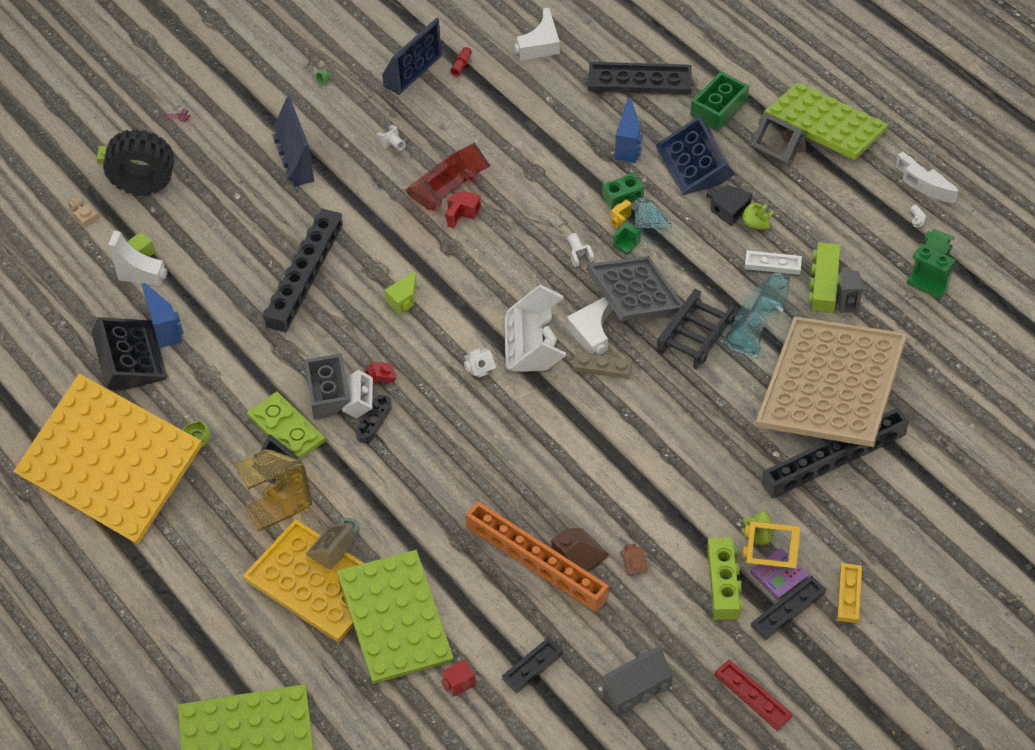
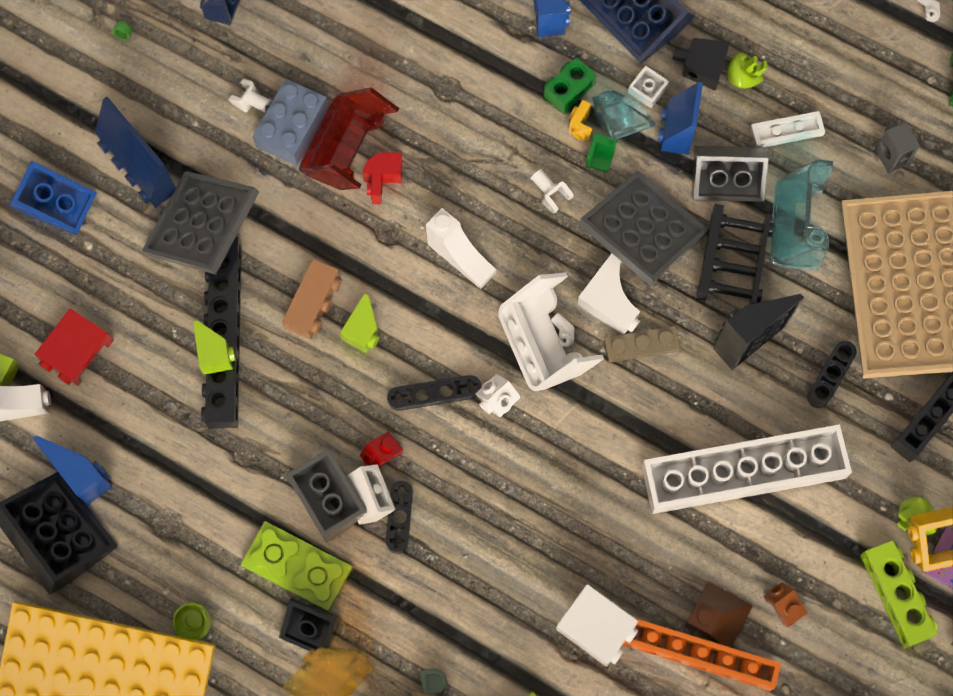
camera: 20 degrees left, 20 degrees up
(195, 247) = (72, 347): none -> red panel
(225, 157) = (52, 198): none -> blue slope
(289, 271) = (212, 350): none -> lime slope
(319, 196) = (200, 222): none -> dark grey plate
(375, 267) = (312, 299): none -> medium nougat brick
(412, 158) = (291, 122): none -> sand blue brick
(434, 354) = (433, 388): none -> black beam
(480, 514) = (598, 626): none -> white brick
(491, 262) = (450, 242): none -> white arch
(641, 460) = (746, 469): none -> white brick
(681, 209) = (648, 87): none -> white piece
(686, 365) = (753, 327): none -> black slope
(694, 232) = (680, 120): none -> blue slope
(716, 276) = (729, 173): none -> dark grey slope
(735, 422) = (836, 364): none -> black beam
(825, 277) = (856, 132): lime brick -> none

